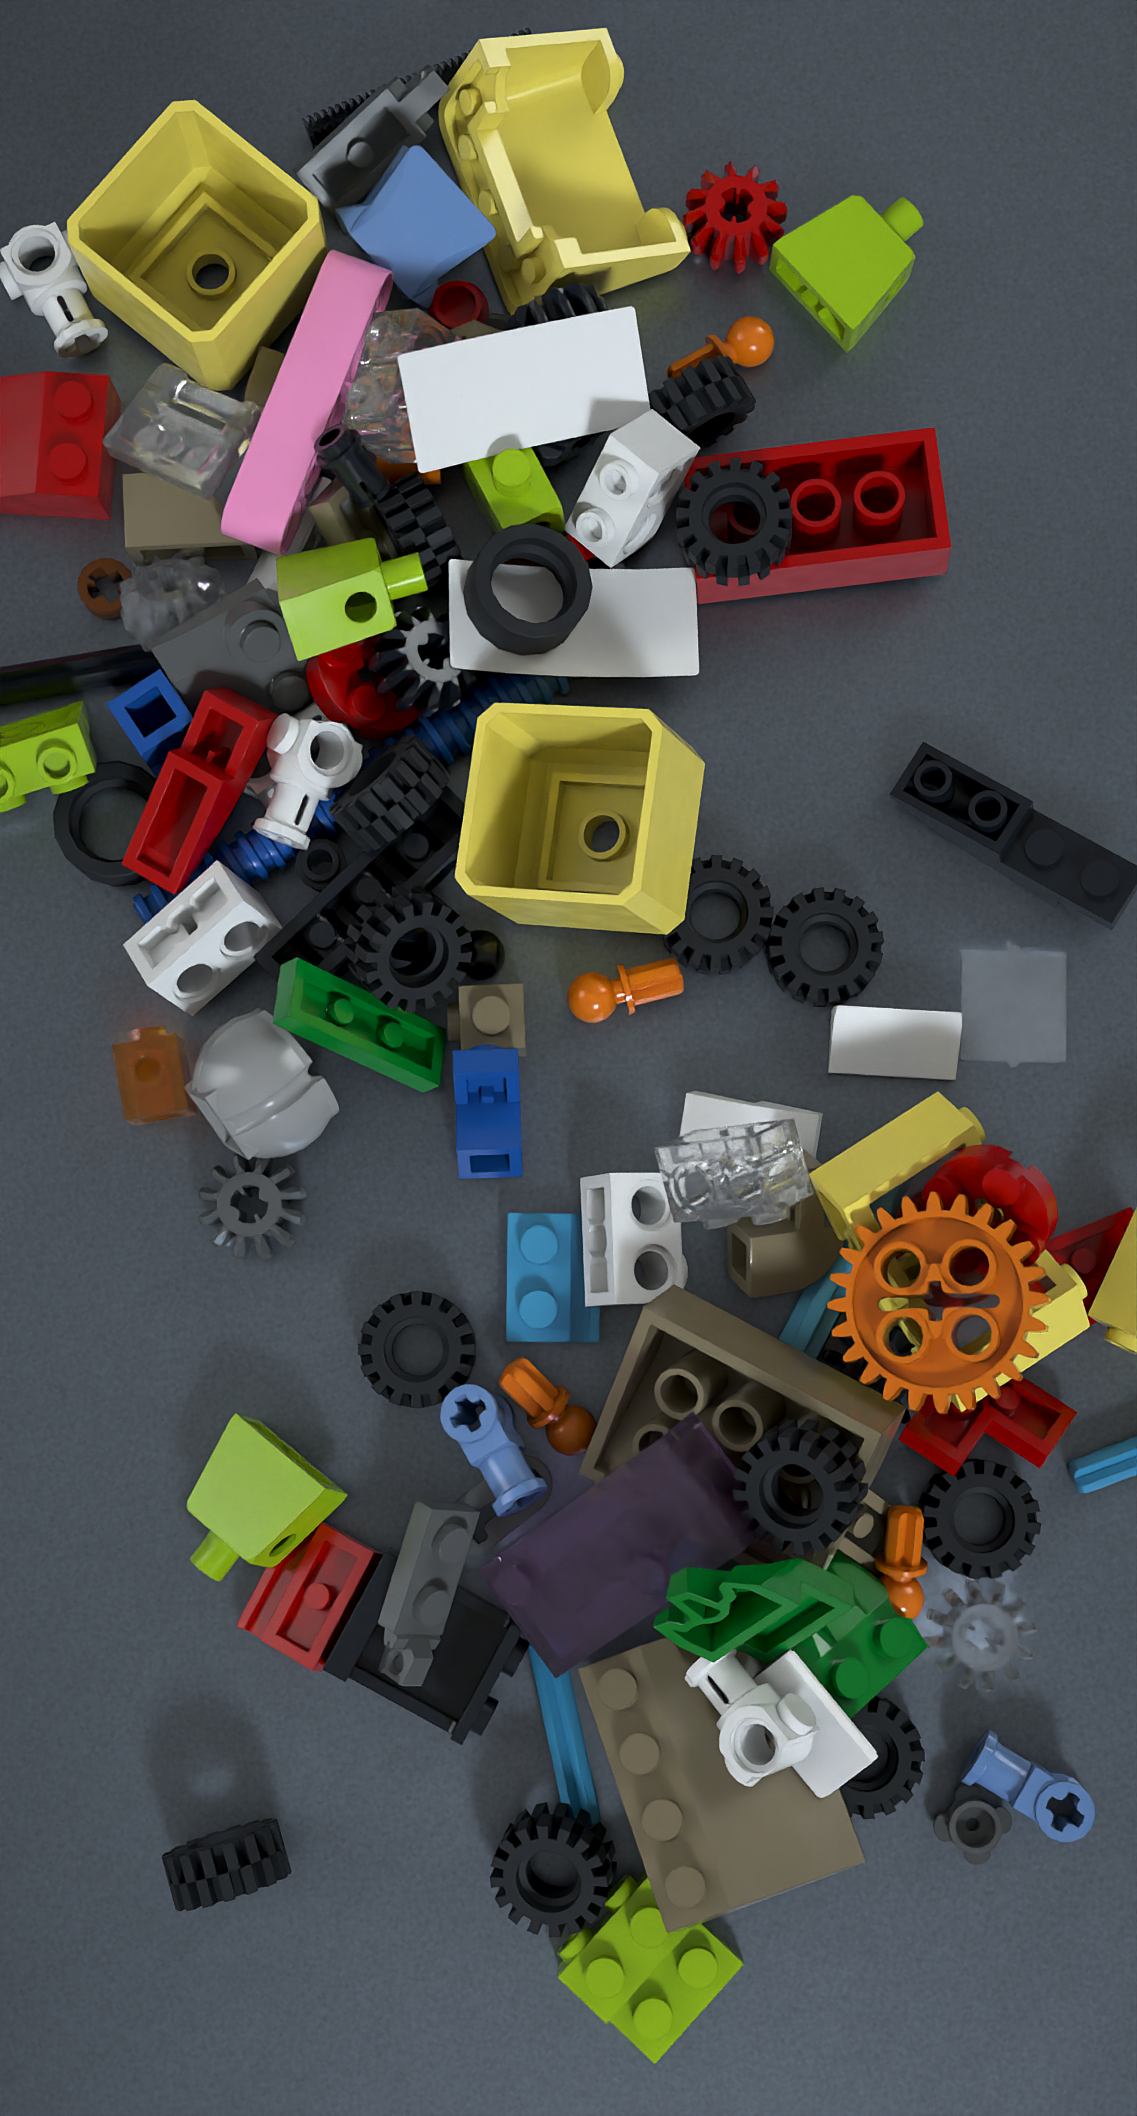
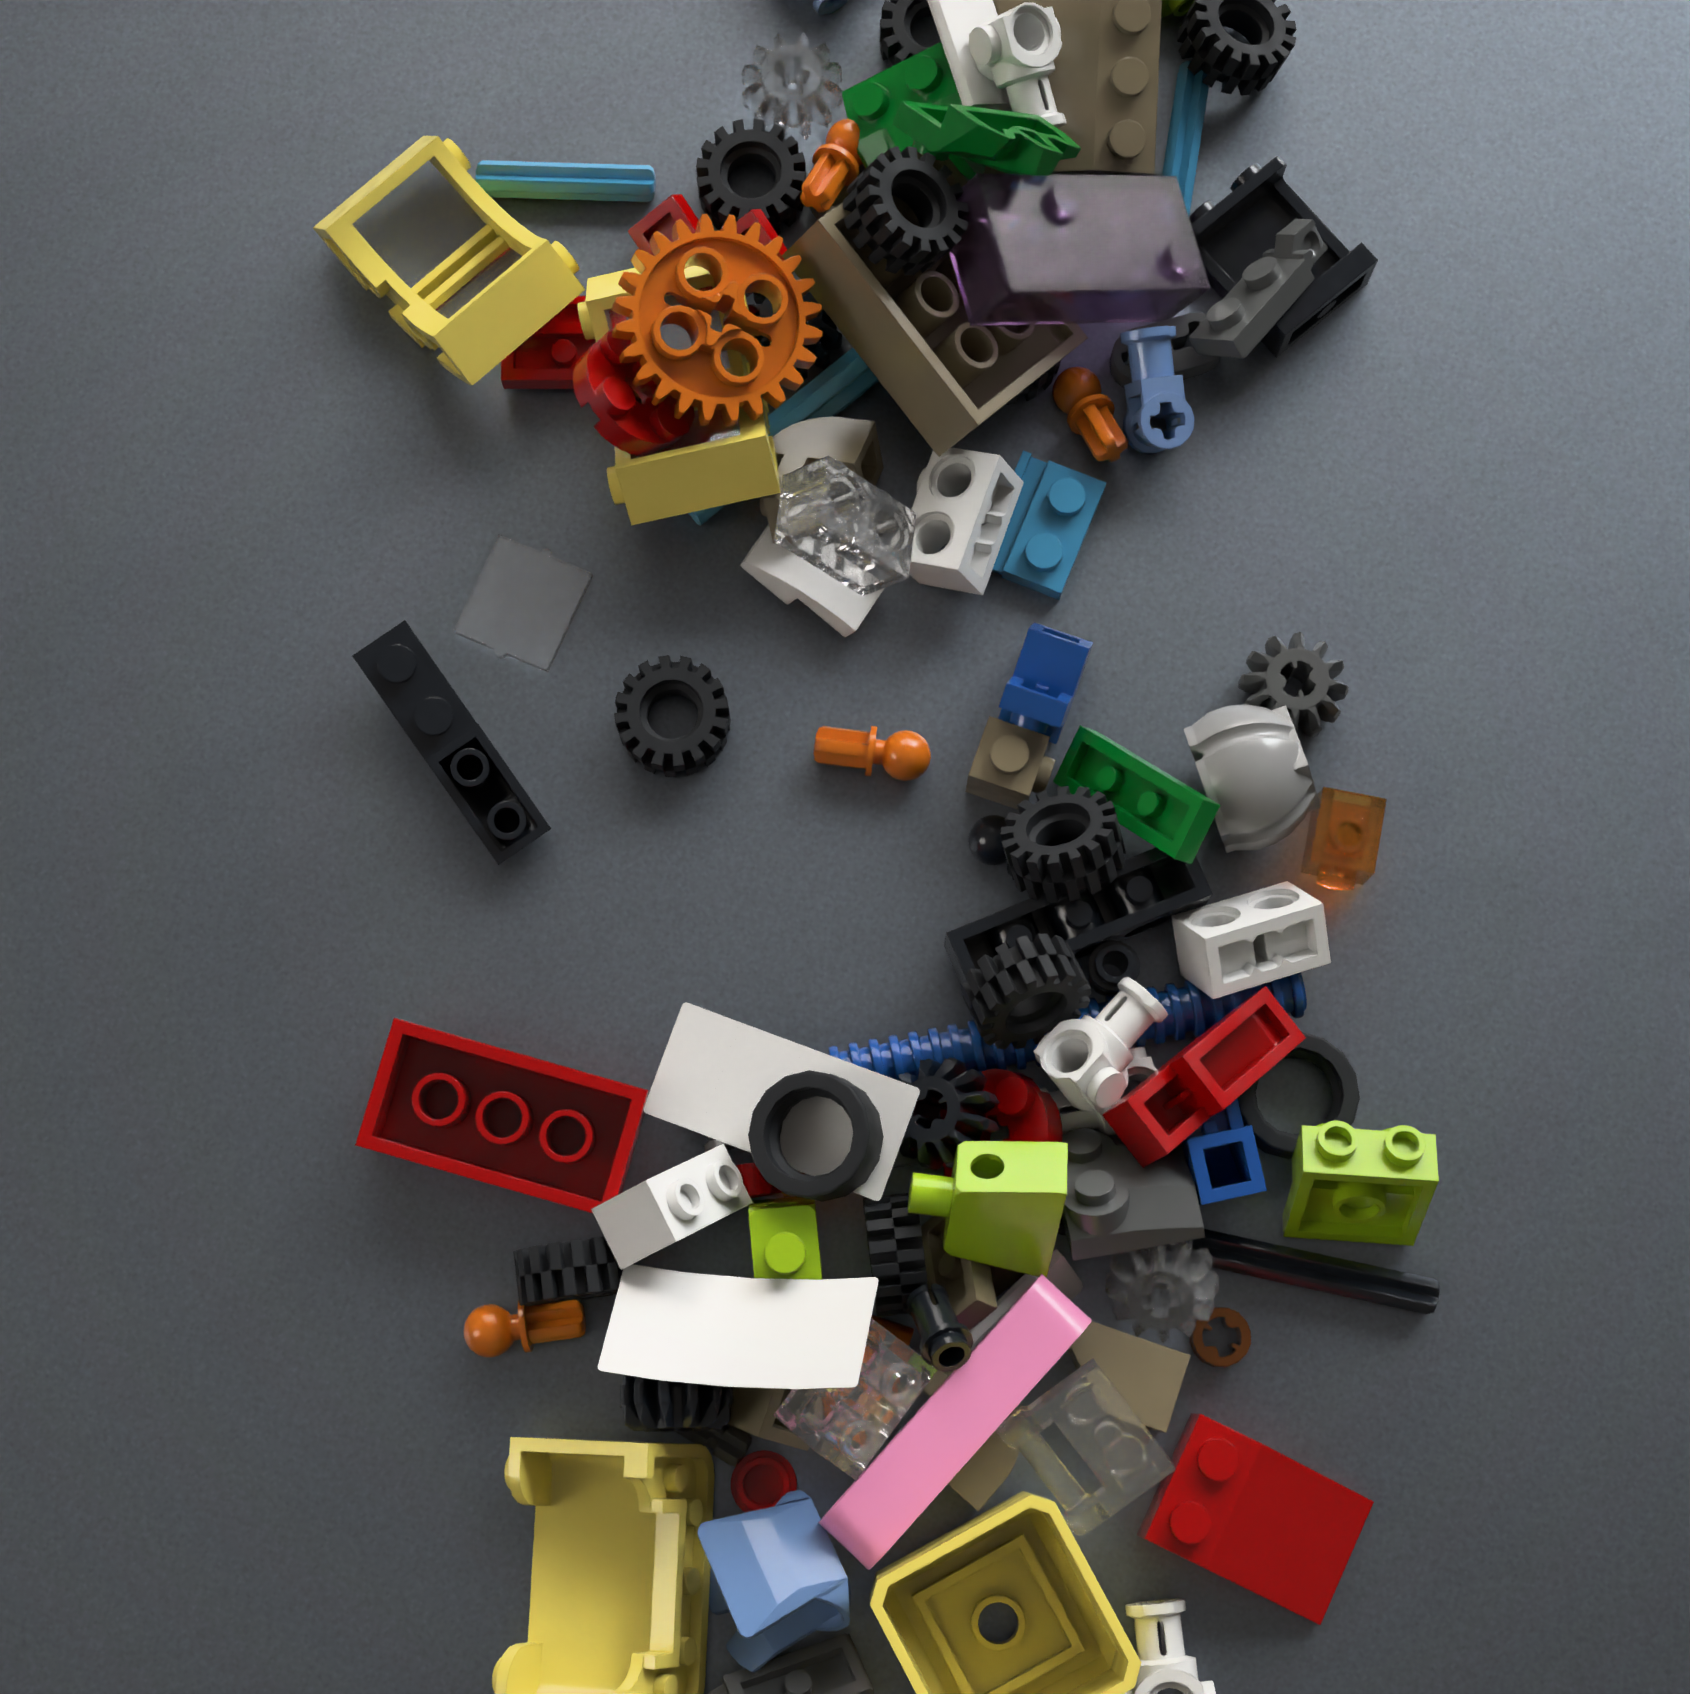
camera: 160 degrees left, 5 degrees down
(226, 1864) = (1519, 137): black tyre -> none
(256, 1499) = (1382, 428): lime torso -> none
(310, 1595) = (1363, 341): red plate -> none
(378, 1341) = (1197, 471): black tyre -> none
(542, 790) = (907, 904): light yellow plate -> none
(726, 486) = (549, 1112): black tyre -> none
(737, 196) = (432, 1449): red gear -> none
(754, 923) = (752, 748): black tyre -> none
(848, 264) = (356, 1366): lime torso -> none
(894, 1042) = (645, 609): white slope -> none

